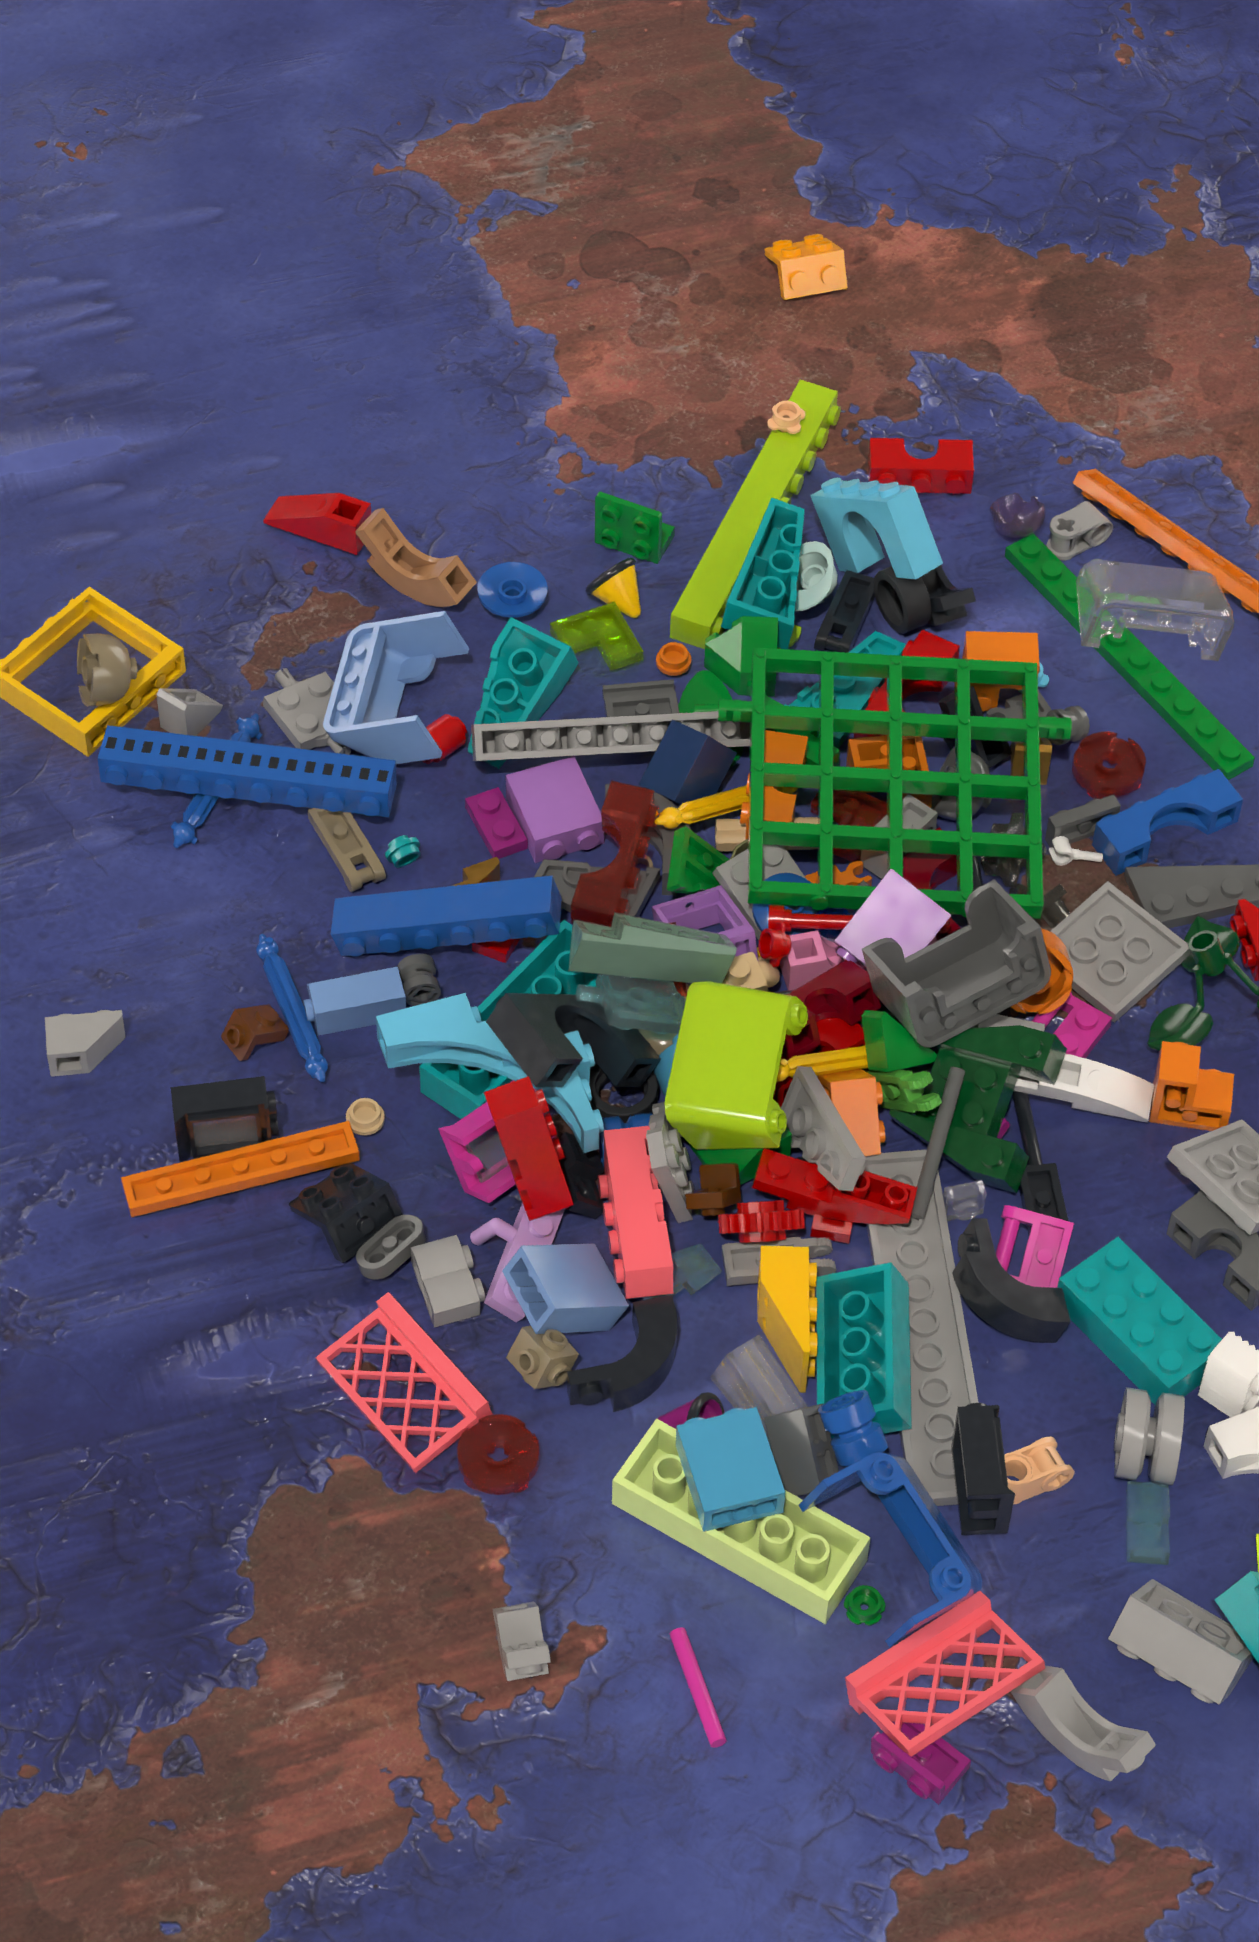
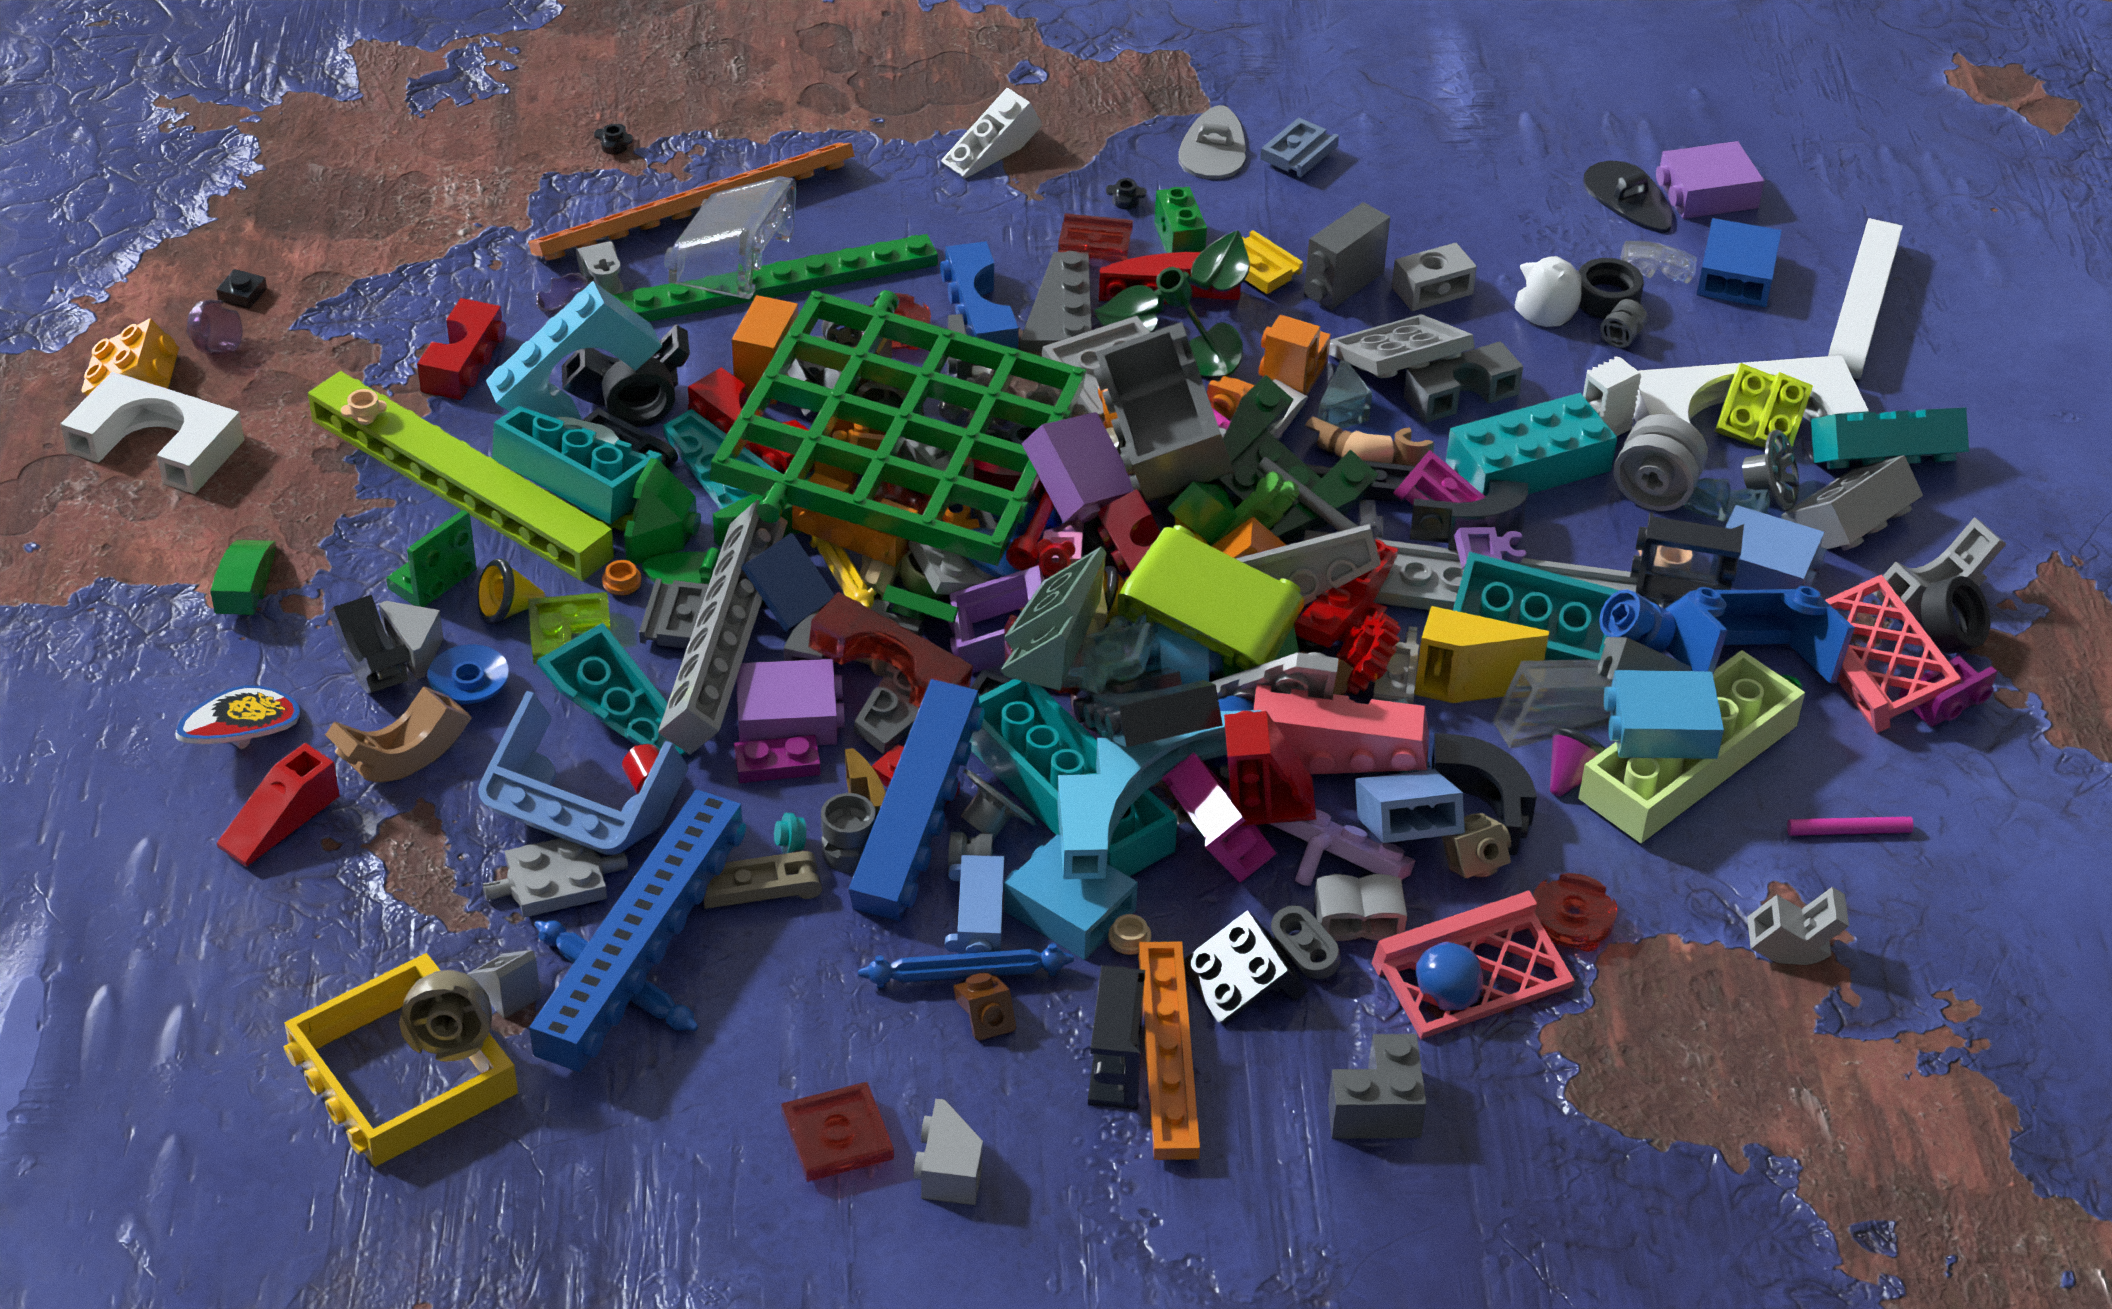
camera: 75 degrees left, 10 degrees down
(91, 962) = (837, 1131): none -> clear red plate
(228, 1339) = (1385, 1097): none -> dark grey brick
(366, 1074) = (1067, 910): none -> dark azure brick
(372, 1359) = (1450, 975): none -> blue hair
(407, 872) = (845, 830): none -> dark grey wheel
(410, 462) = (238, 716): none -> shield
(470, 974) = (991, 809): none -> dark grey wheel
(516, 520) = (368, 646): none -> black arch
(543, 542) = (416, 629): none -> light grey slope
(577, 414) = (242, 576): none -> green slope
(733, 337) = (126, 404): none -> white arch
(867, 297) = (214, 328): none -> clear purple hair
(943, 302) = (241, 288): none -> black plate
(949, 1296) = (1485, 542): none -> medium lavender plate
(1013, 1776) = (1971, 610): none -> black tyre
(1065, 1564) = (1775, 552): none -> medium blue brick
(1082, 1186) = (1369, 446): none -> medium nougat piece
(1120, 1052) = (1226, 394): none -> orange bracket
(1147, 1146) = (1346, 398): none -> clear light blue slope
(1195, 1551) = (1769, 470): none -> dark grey wheel

